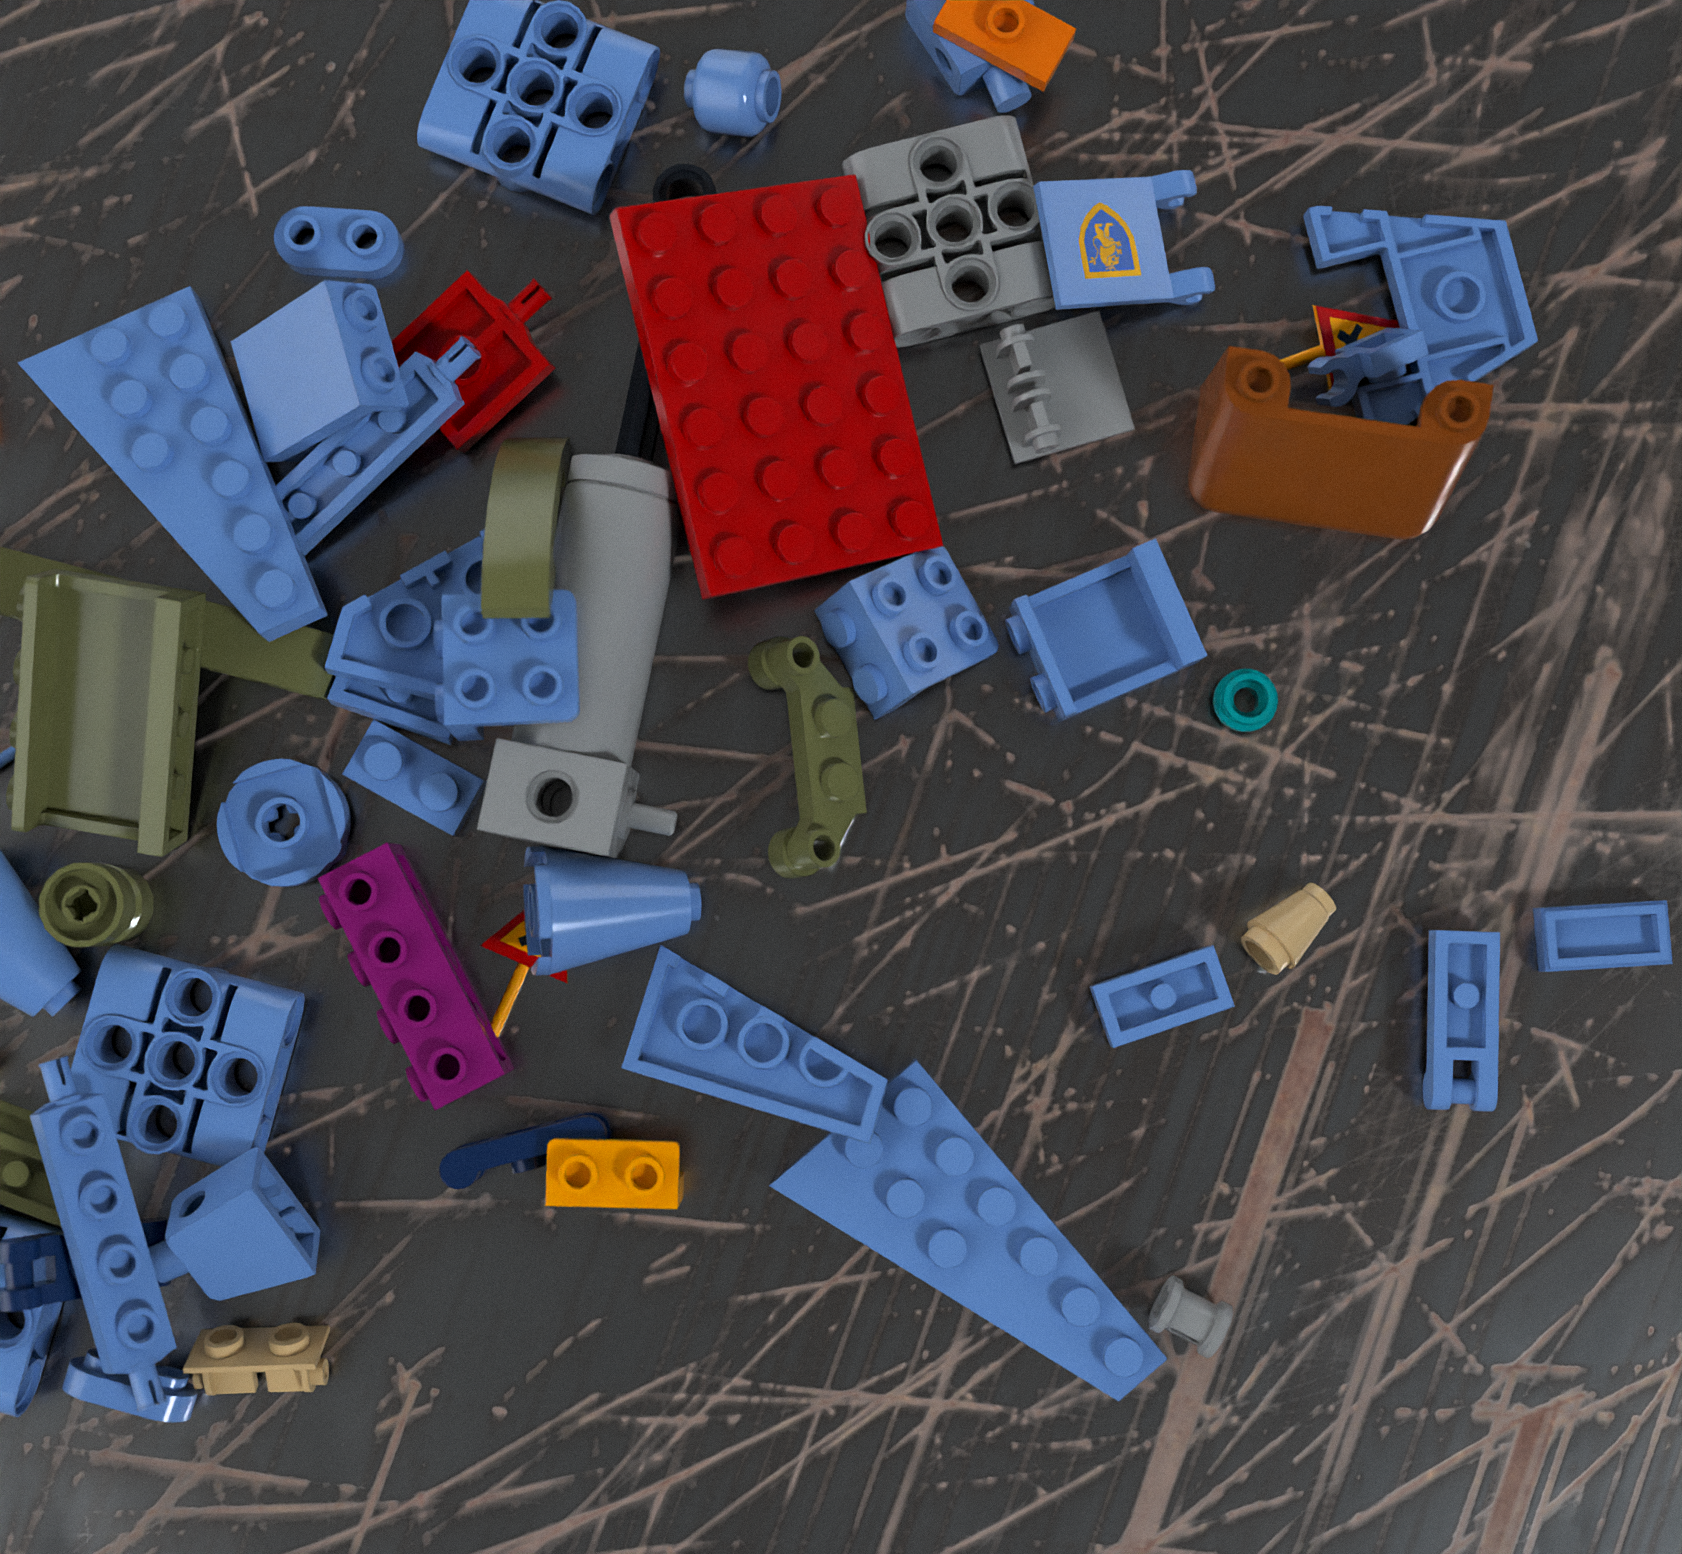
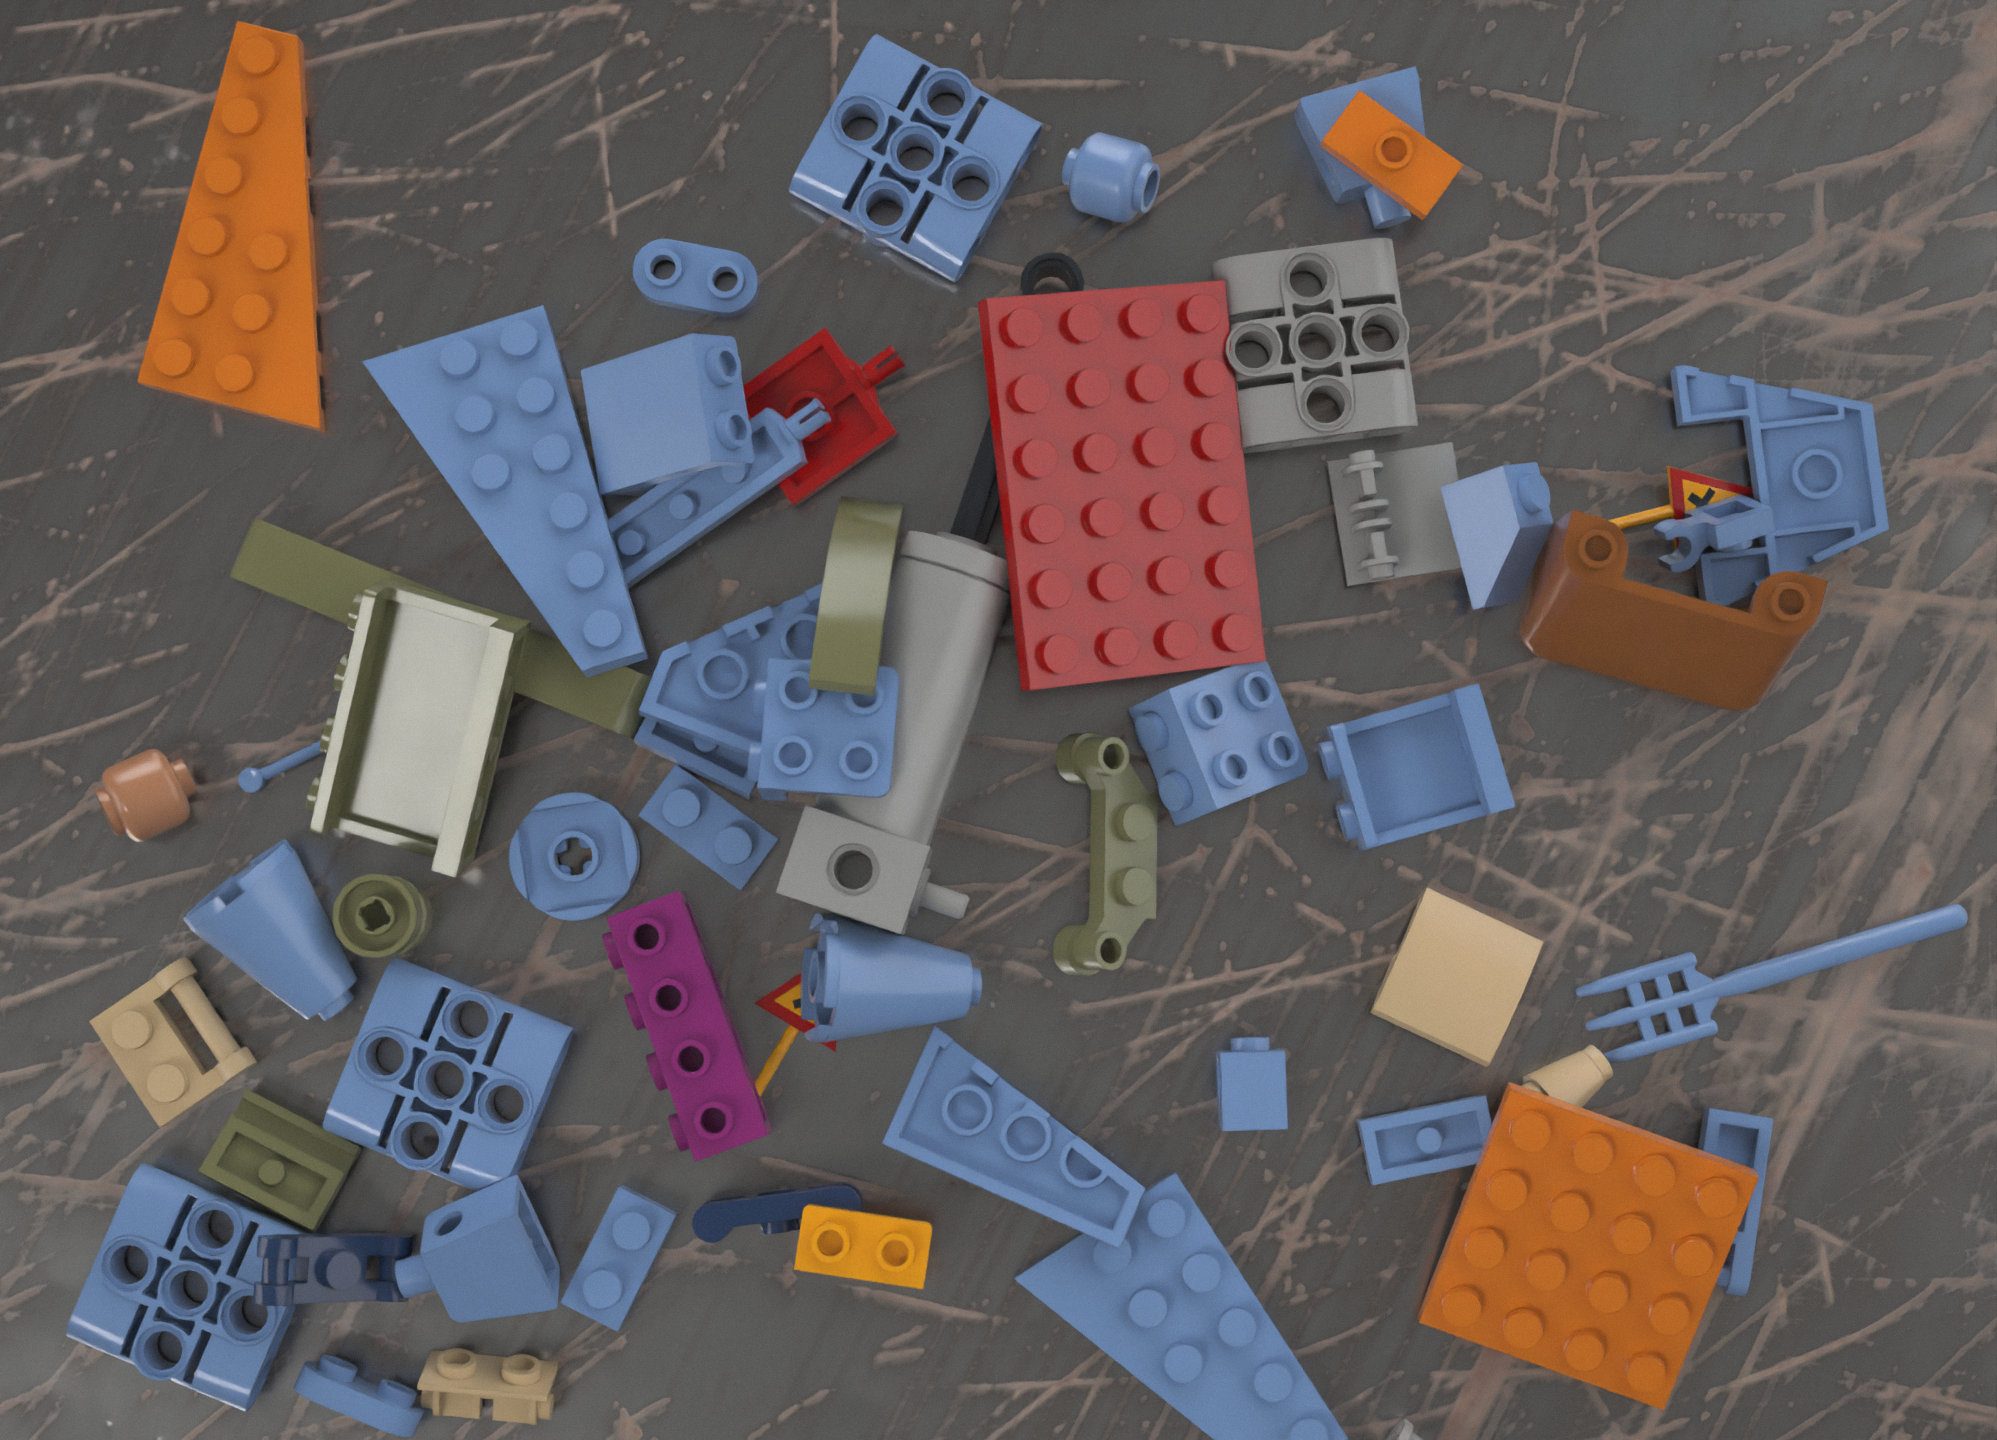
camera: 10 degrees right, 0 degrees up
(103, 1233) = (359, 1240): medium blue plate -> none
(376, 1214) = (619, 1258): none -> medium blue plate
(981, 965) = (1251, 1086): none -> medium blue brick
(1109, 243) = (1469, 378): medium blue flag -> none
(1156, 386) = (1498, 529): none -> medium blue slope
(1170, 832) = (1457, 977): none -> tan slope
(1264, 696) = (1569, 853): teal plate -> none
(1333, 1081) = (1587, 1245): none -> orange plate
(1415, 817) = (1705, 992): none -> medium blue piece
(1602, 936) = (1877, 1135): medium blue tile -> none

